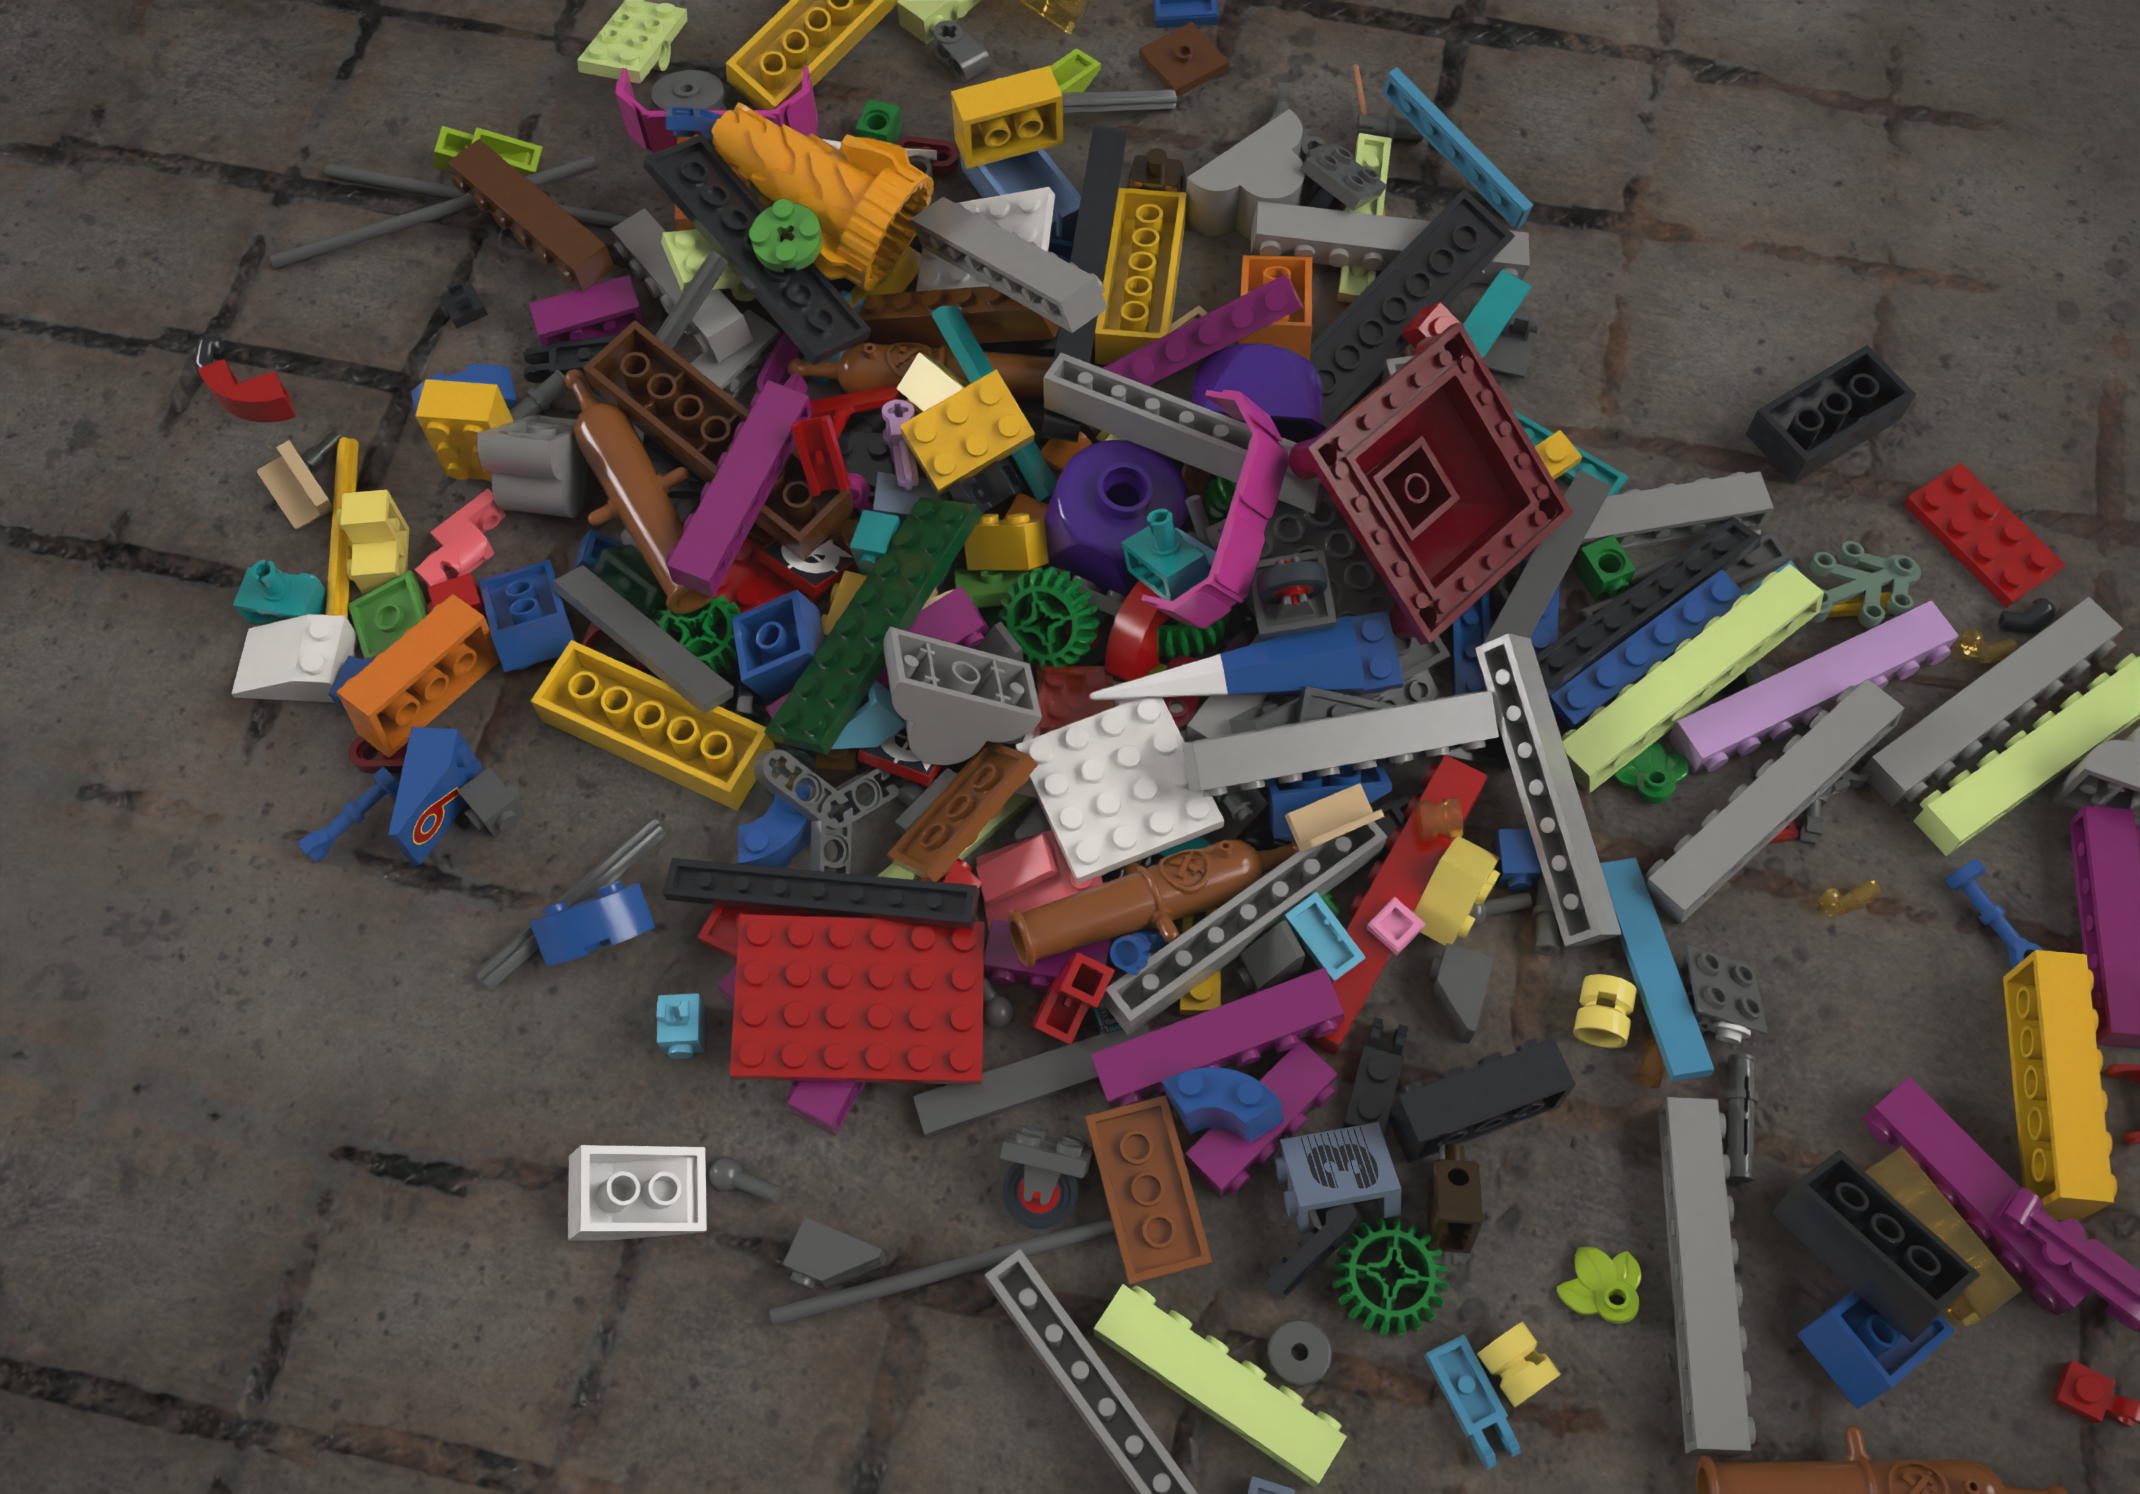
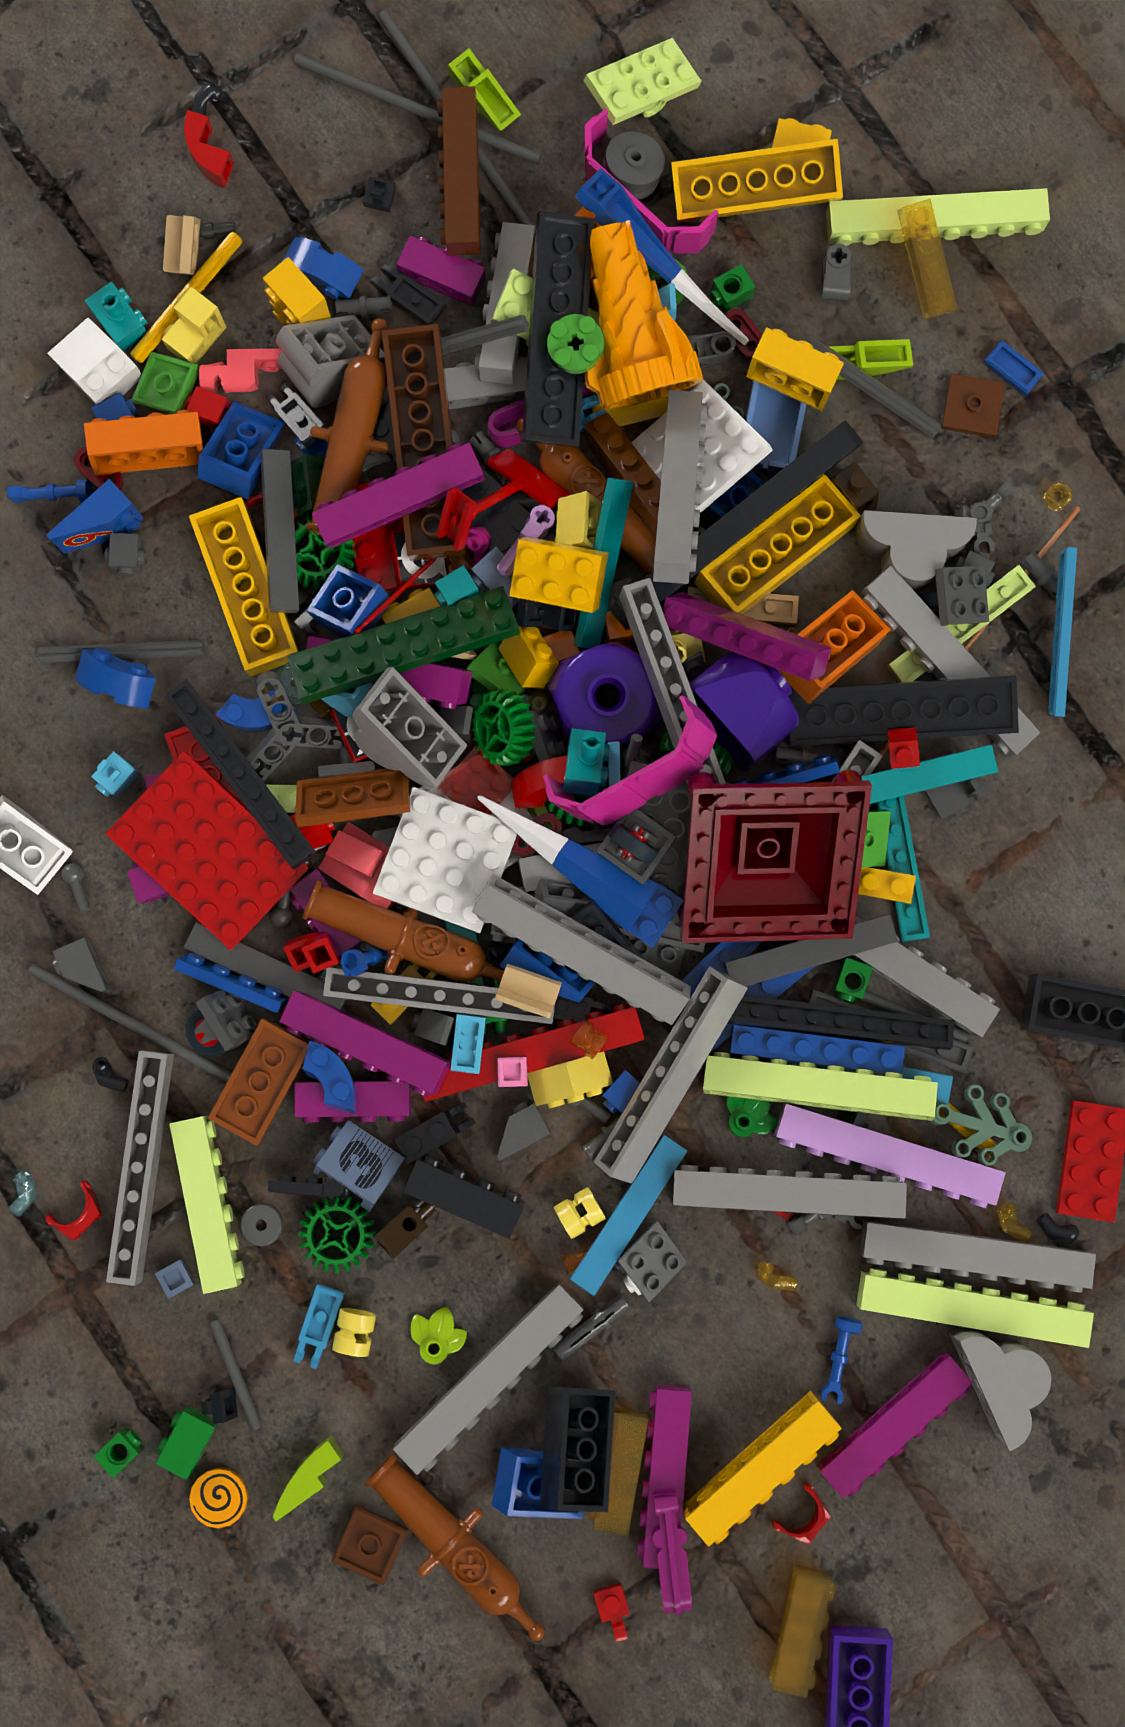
camera: 40 degrees right, 20 degrees up
(557, 536) = (296, 415): none -> hinge
(819, 596) = (389, 600): none -> red piece
(969, 1355) = (106, 1077): none -> black arm
(1029, 1110) = (222, 978): none -> blue plate
(1330, 66) = (1066, 494): none -> clear yellow bush

